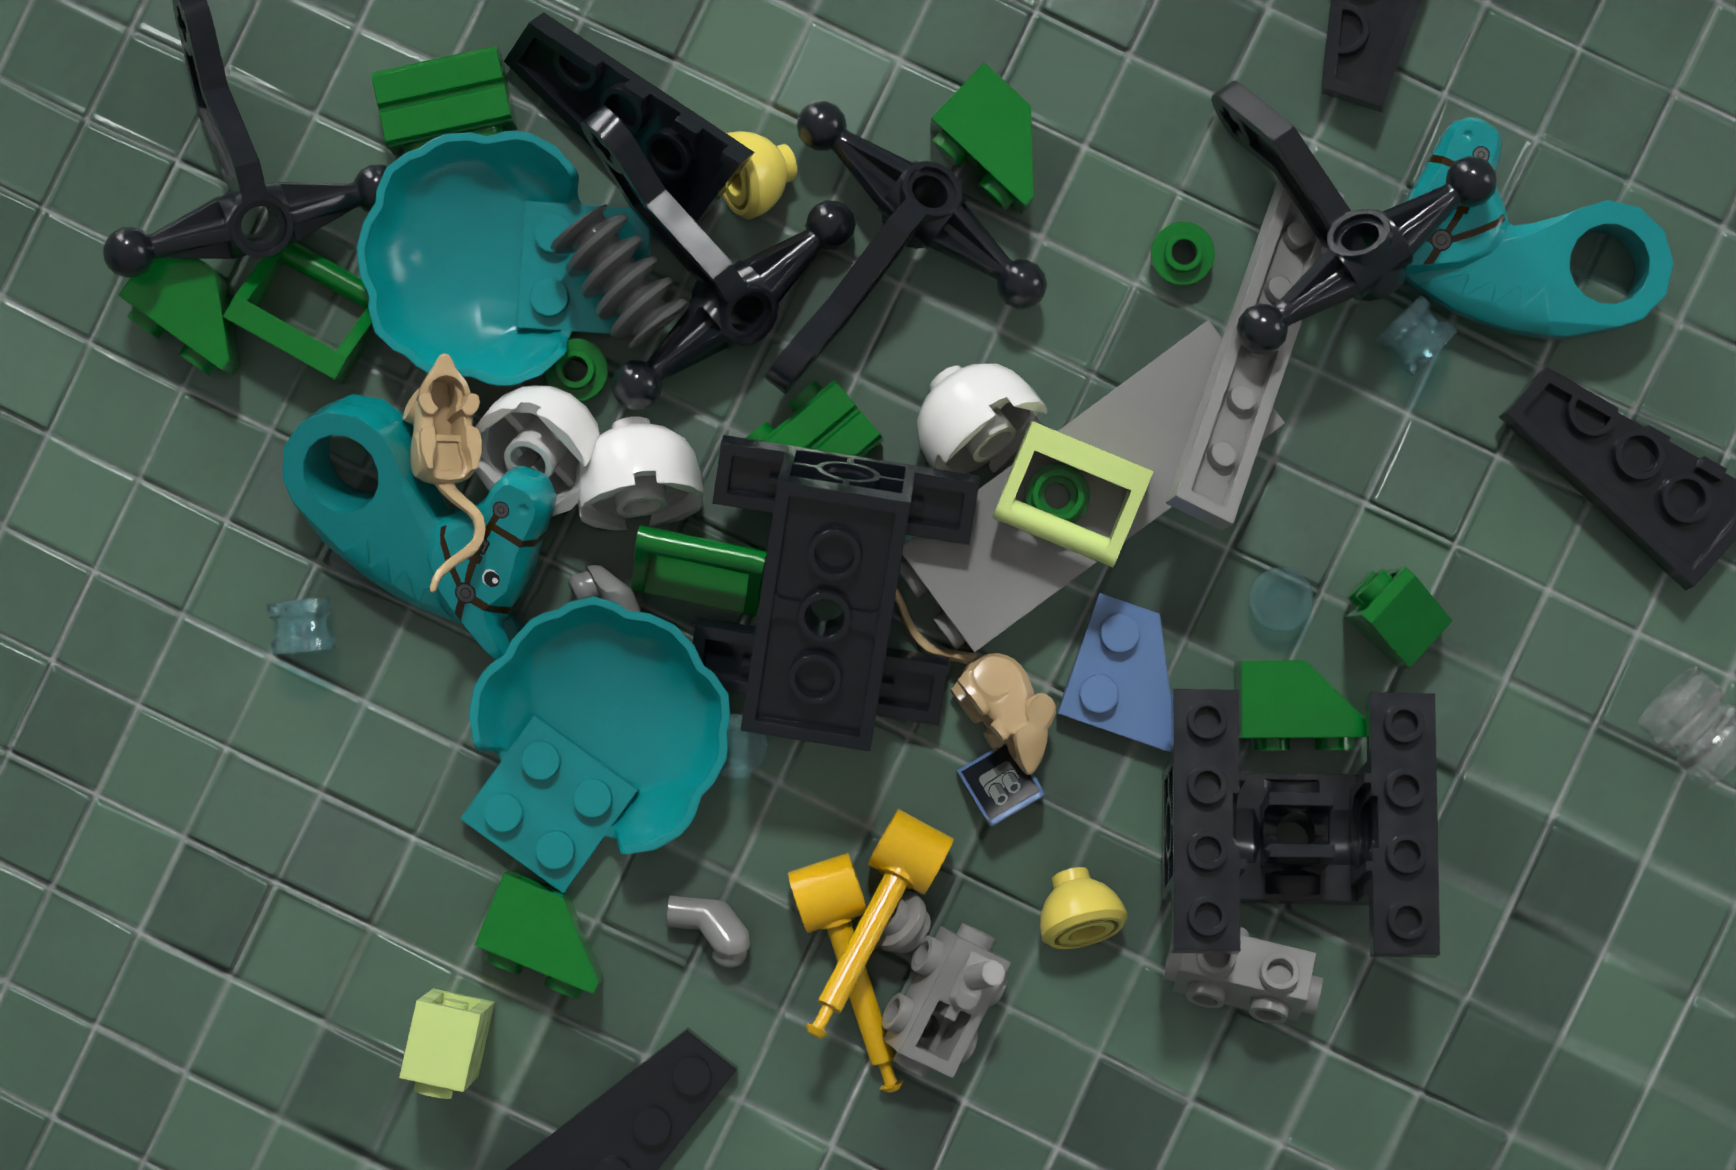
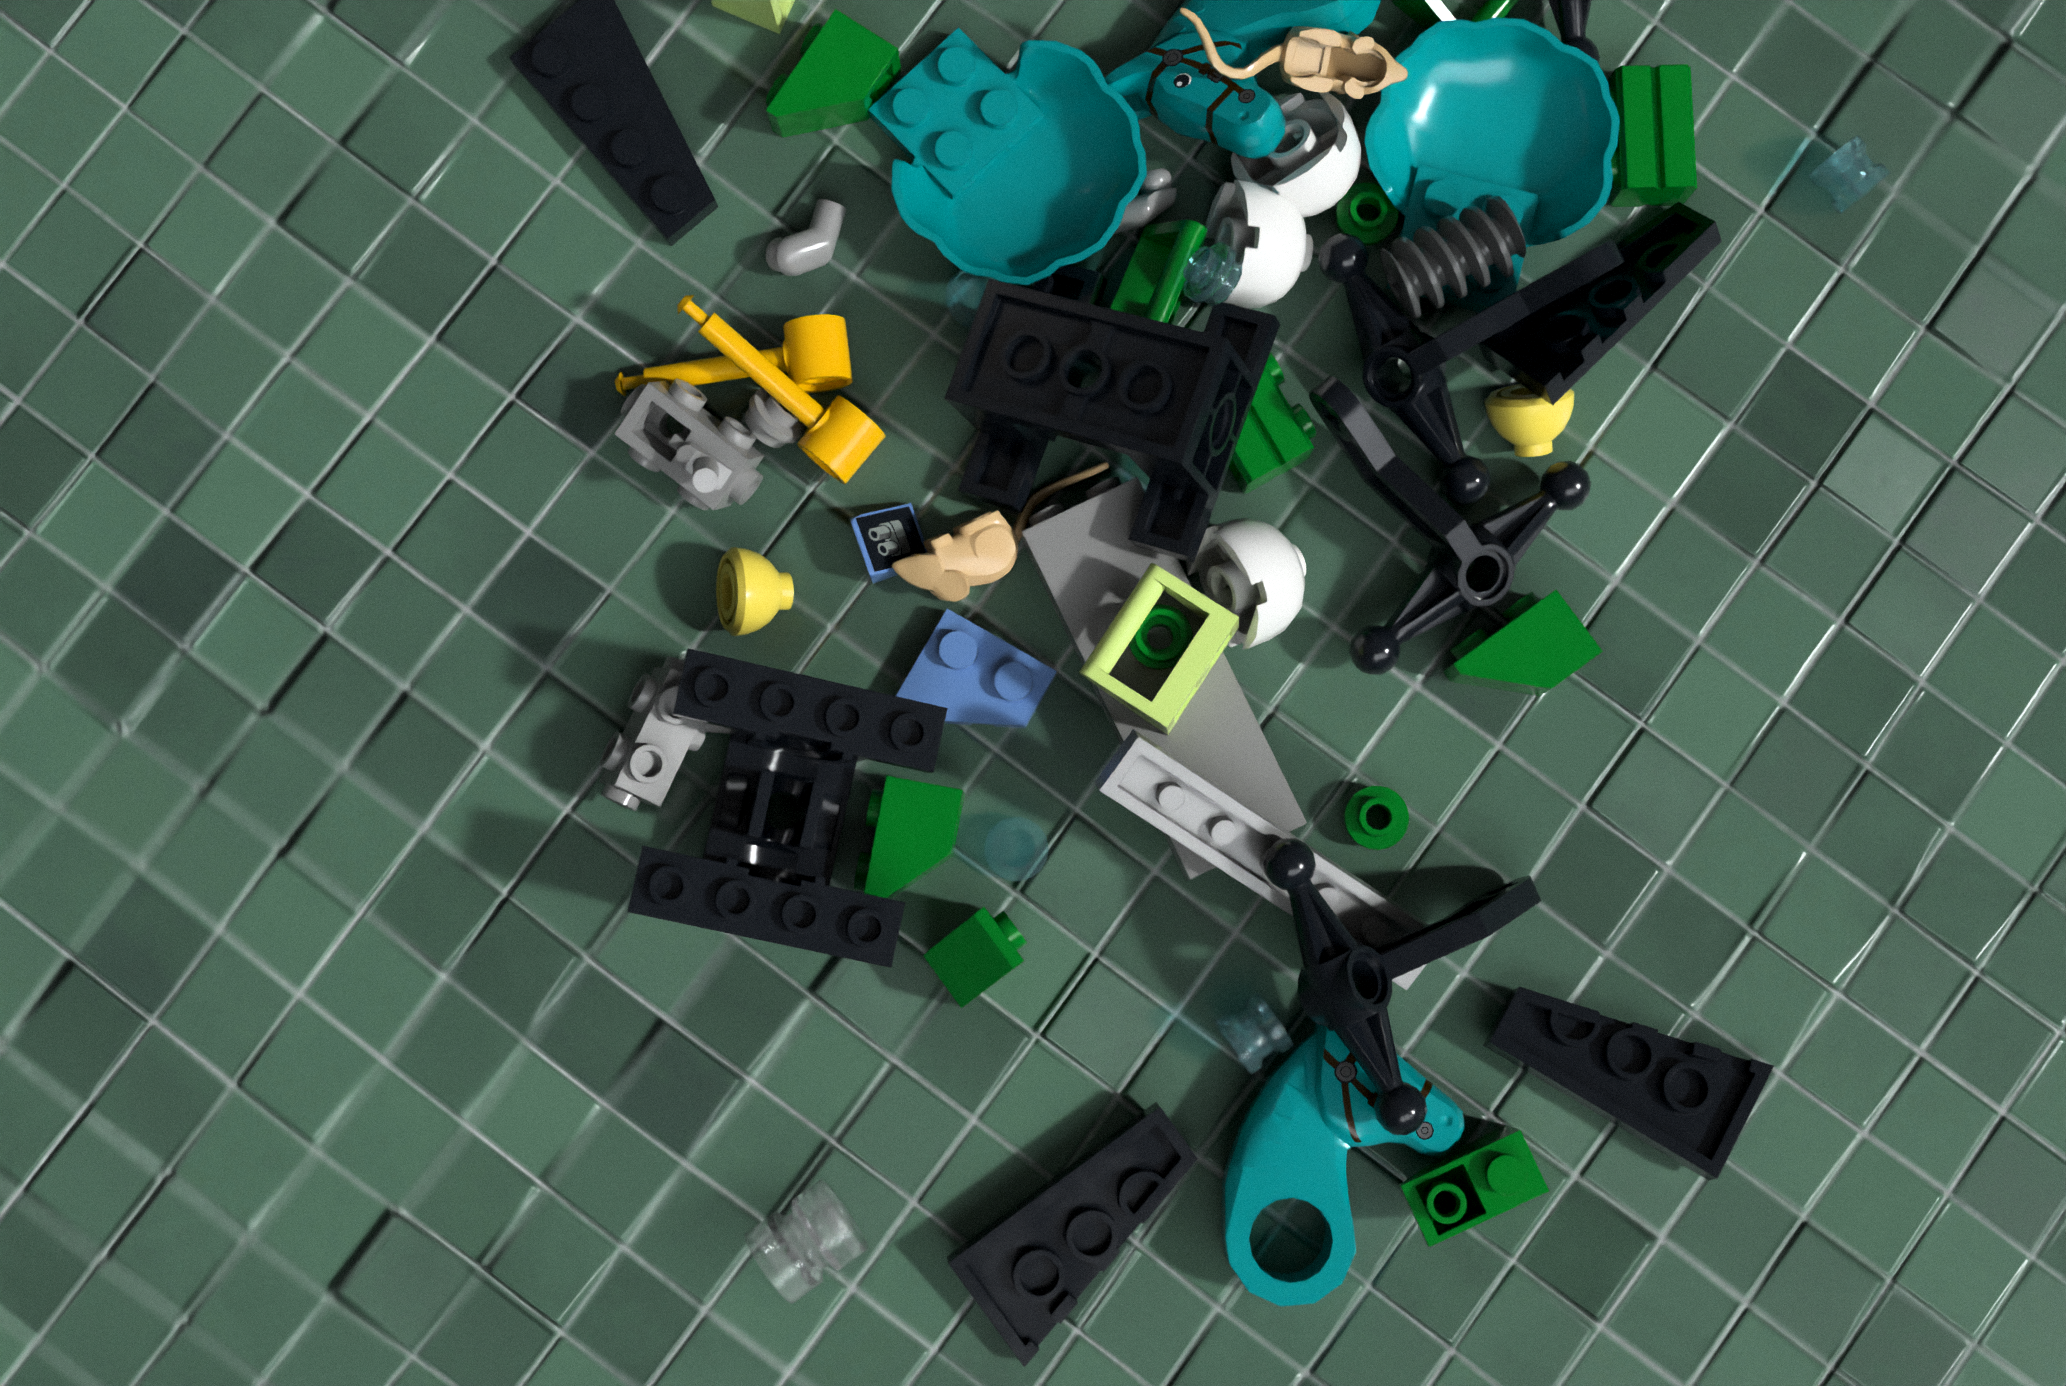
camera: 105 degrees right, 5 degrees down
(688, 511) = (1211, 274): none -> clear light blue plate
(1521, 100) = (1473, 1184): none -> green slope

